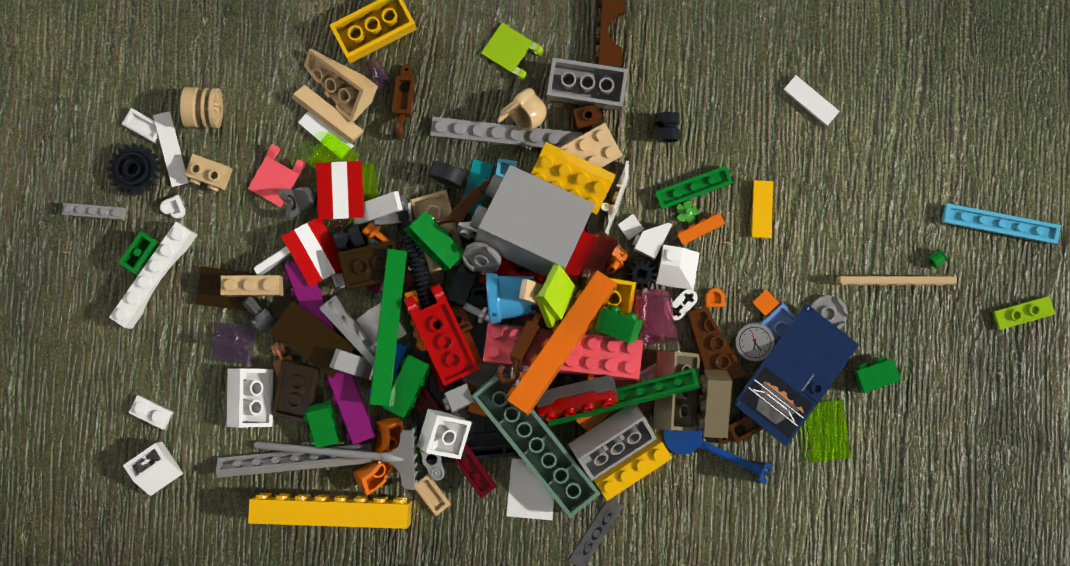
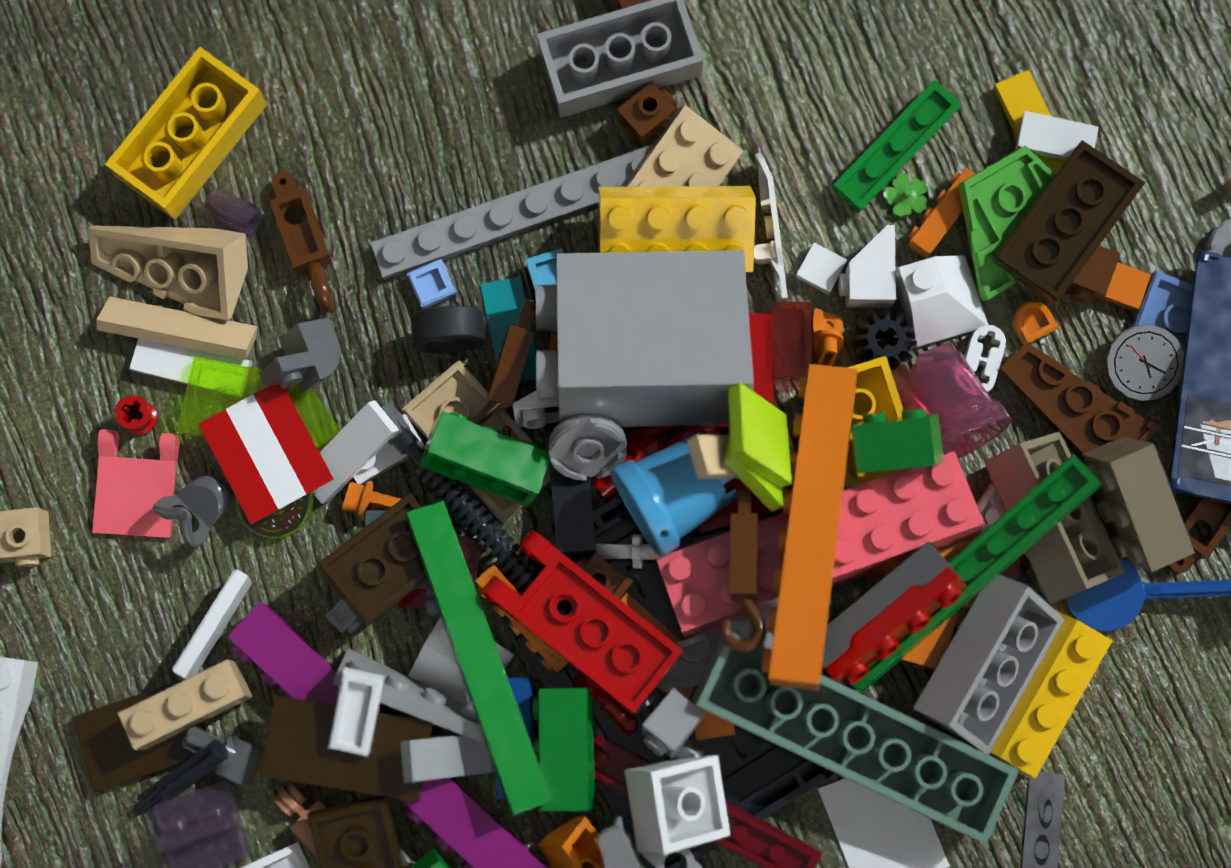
camera: 30 degrees left, 5 degrees down
(238, 316) = (185, 775): none -> black axle
(285, 145) = (135, 426): none -> red bush
(313, 251) = (270, 585): red sticker -> none
(323, 325) = (356, 711): none -> white tile
(349, 239) = (326, 531): black wheel -> none
(381, 155) = (310, 356): none -> dark grey brick
(451, 149) = (431, 284): none -> light blue tile
(509, 48) = (449, 60): lime flag -> none
(525, 110) = (533, 151): tan piece -> none
(667, 127) = (799, 65): black wheel -> none
(731, 238) = (994, 206): none -> bright green wing
(751, 289) = (1095, 277): none -> reddish brown brick
(752, 261) = (1068, 222): none -> dark brown tile
(768, 219) = (1053, 135): none -> white tile

